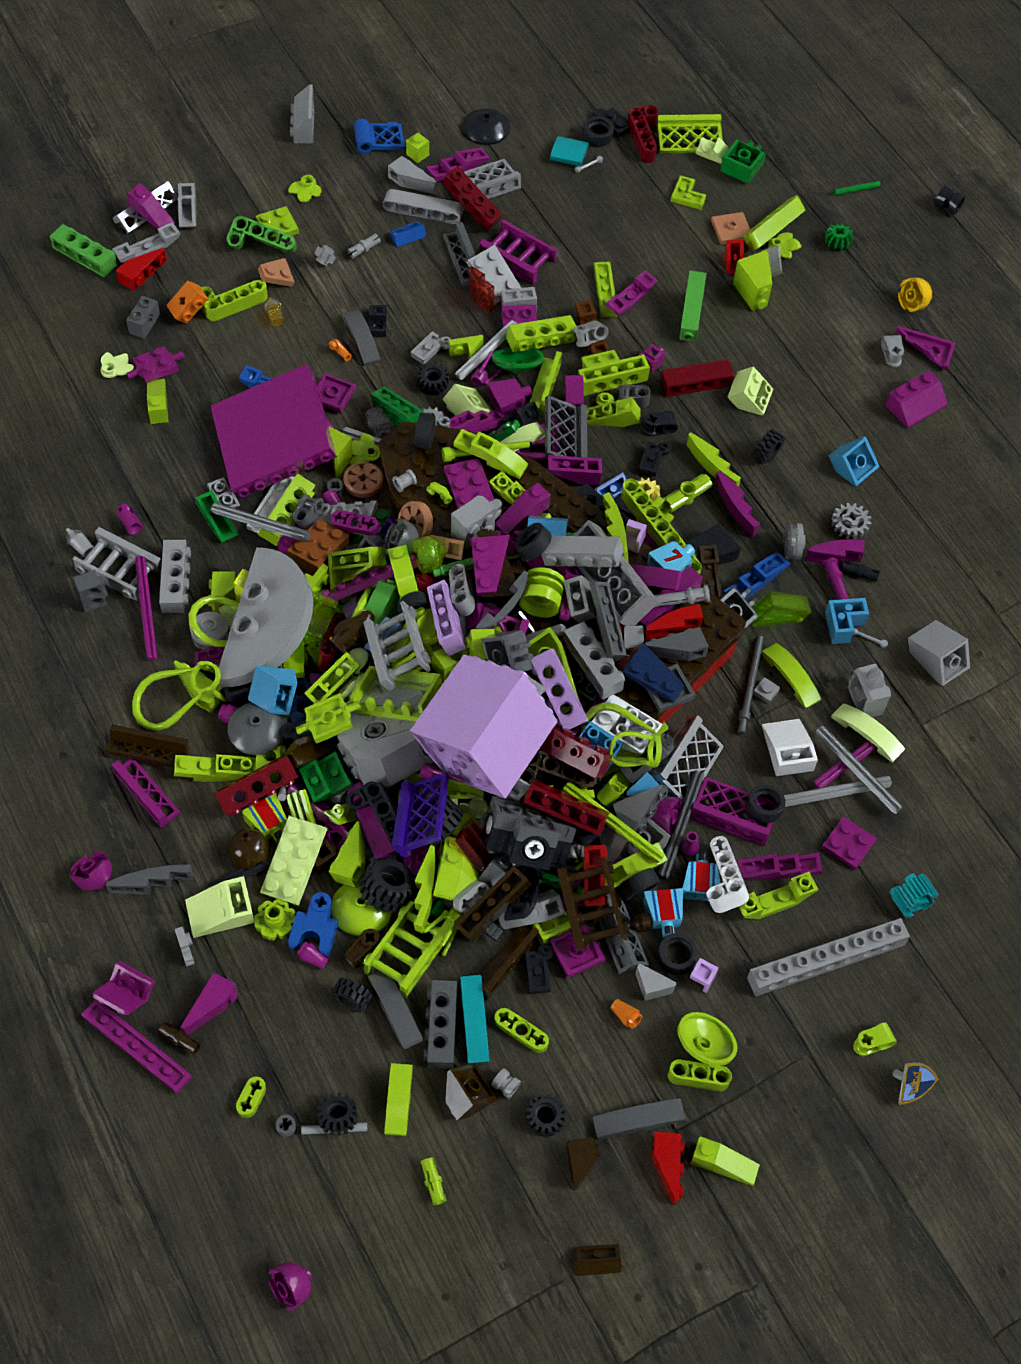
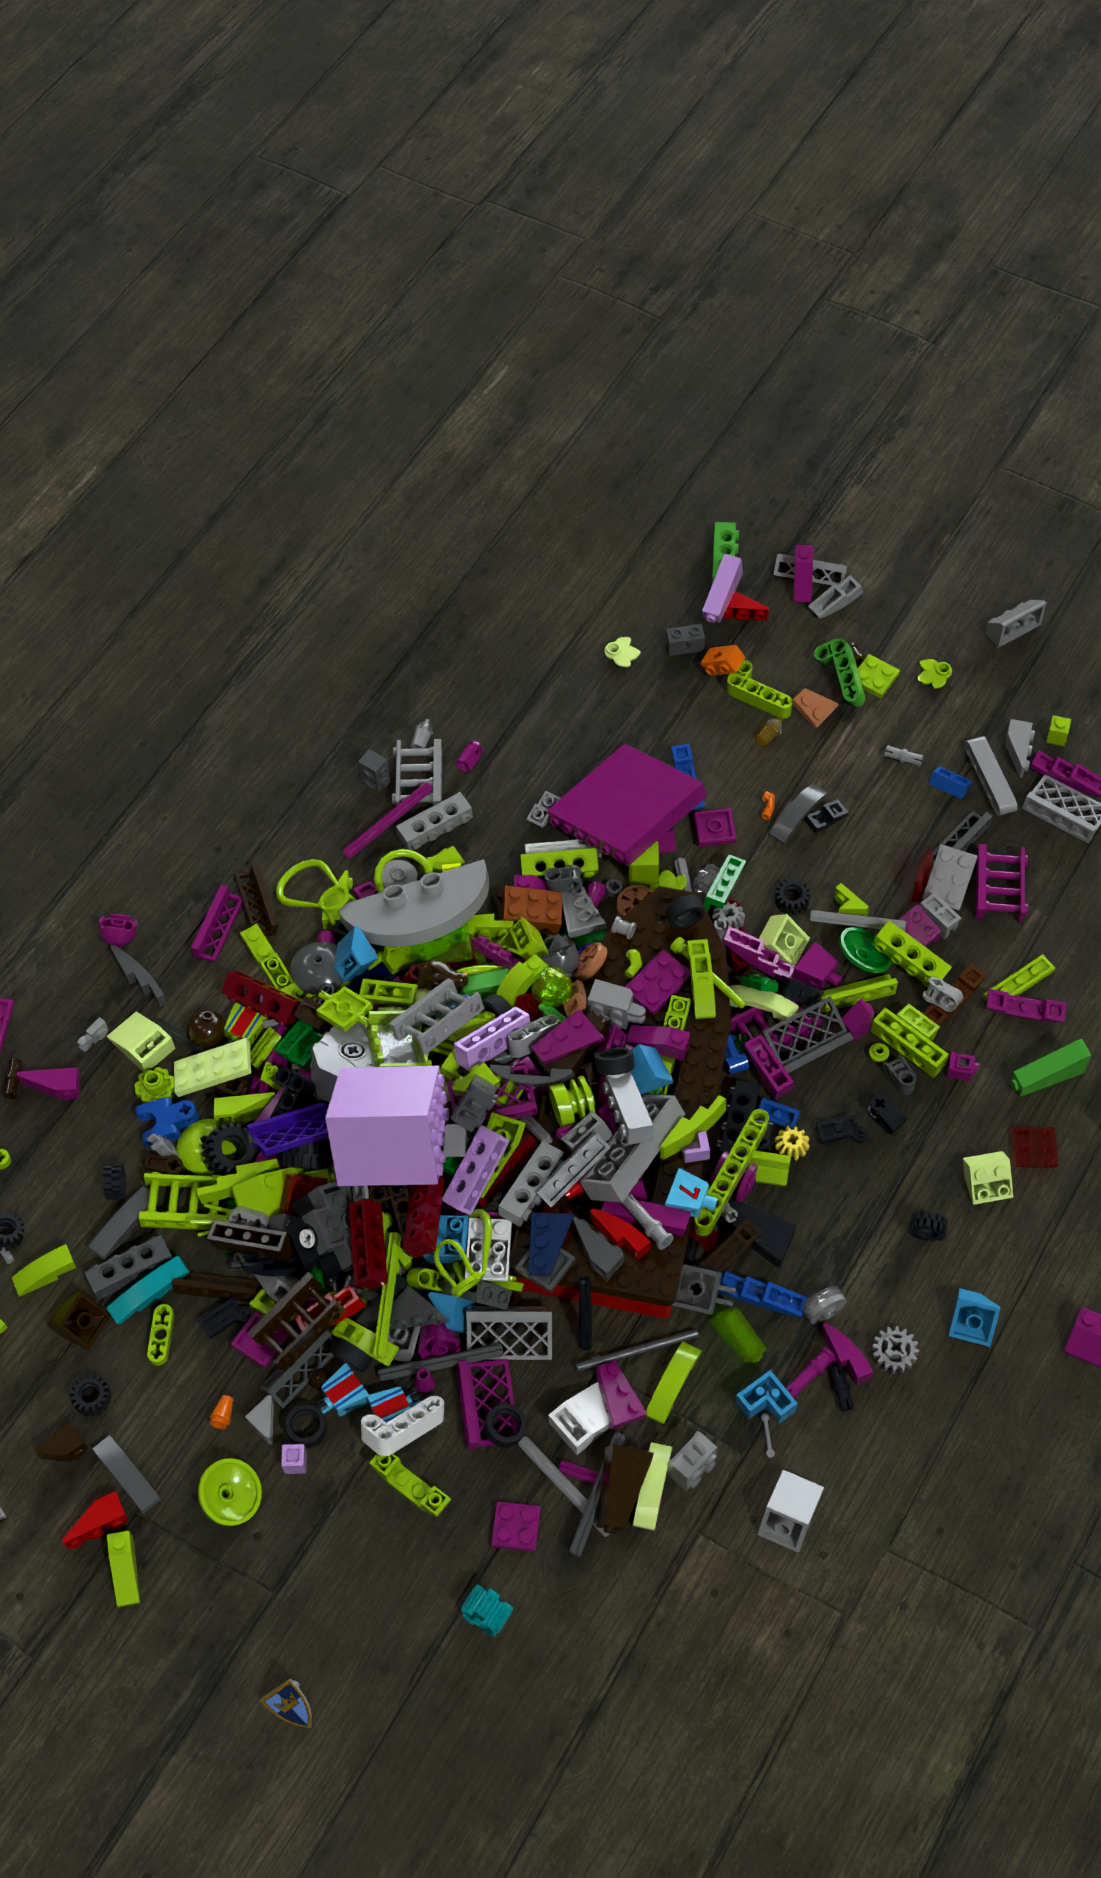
camera: 65 degrees right, 0 degrees up
(124, 260) = (723, 588): none -> lavender slope
(125, 990) = (27, 1015): magenta bracket -> none
(155, 364) = (643, 679): magenta plate -> none
(157, 401) = (606, 702): lime slope -> none
(166, 236) = (768, 597): light grey slope -> none
(219, 524) = (515, 817): green slope -> none
(261, 522) = (521, 849): dark grey axle -> none
(311, 955) = (136, 1130): magenta cone -> none
(325, 255) = (865, 731): light grey gear -> none
(344, 939) = (162, 1145): none -> light grey plate
(349, 517) = (577, 925): magenta beam -> none
(367, 137) = (1041, 679): blue piece -> none
(429, 347) = (826, 873): light grey hinge -> none
(472, 198) = (1024, 807): dark red brick -> none
(480, 375) = (824, 933): magenta plant -> none
(506, 1083) = (102, 1347): light grey wheel -> none
(616, 413) = (866, 1068): lime slope -> none
(633, 636) = (581, 1205): light grey slope -> none
(658, 577) = (655, 1186): magenta slope -> none
(687, 492) = (830, 1184): lime piece -> none
(690, 1080) = (194, 1515): lime beam -> none
(697, 378) = (967, 1119): dark red brick -> none
(708, 457) = (876, 1181): lime slope -> none
(712, 694) = (585, 1314): none -> black axle
(733, 499) = (840, 1228): magenta slope -> none
(743, 352) = (1035, 1147): none -> clear red slope
(766, 690) = (640, 1368): light grey plate -> none
(779, 867) = (450, 1474): magenta slope -> none
(790, 714) = (619, 1396): none -> magenta wing
(828, 957) = (377, 1563): light grey brick -> none
(866, 748) = (620, 1485): none -> dark brown slope
(874, 1040) = (318, 1649): lime piece -> none

